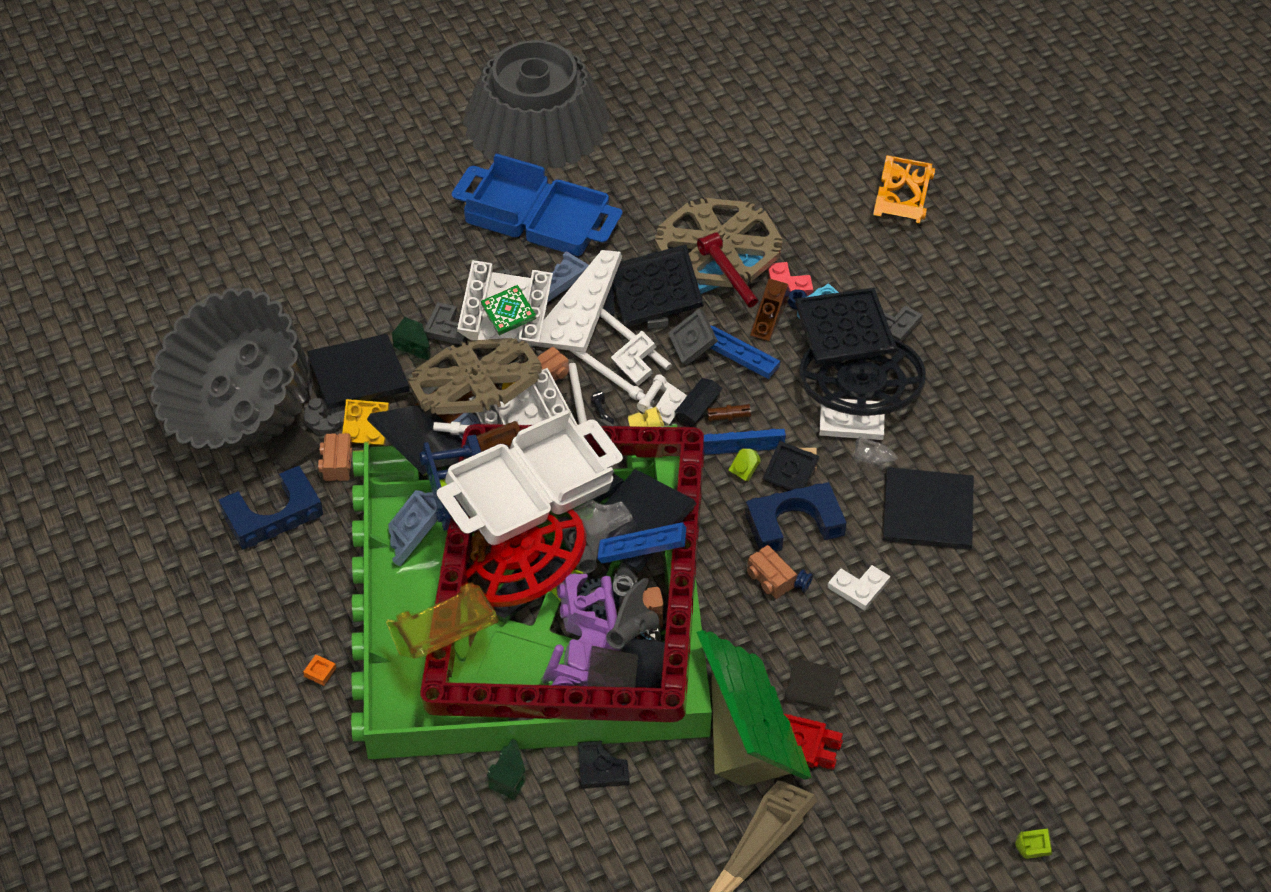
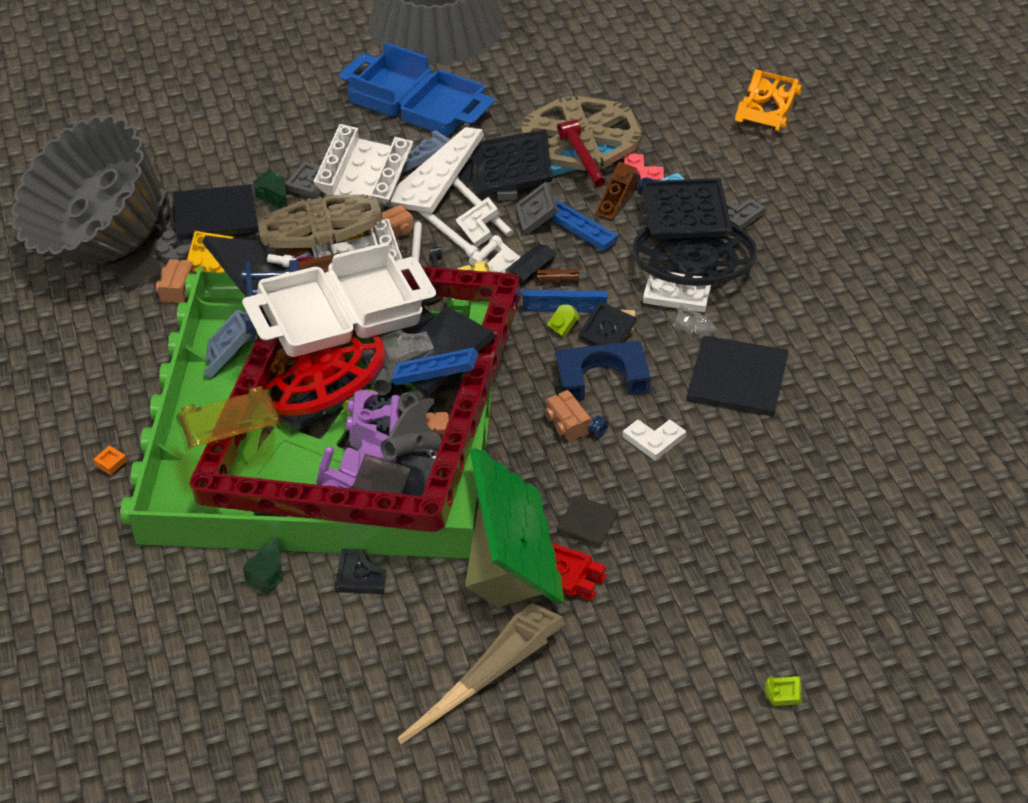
camera: 10 degrees right, 5 degrees down
(254, 528) = (128, 322): dark blue arch -> none
(508, 310) = (364, 168): green tile -> none

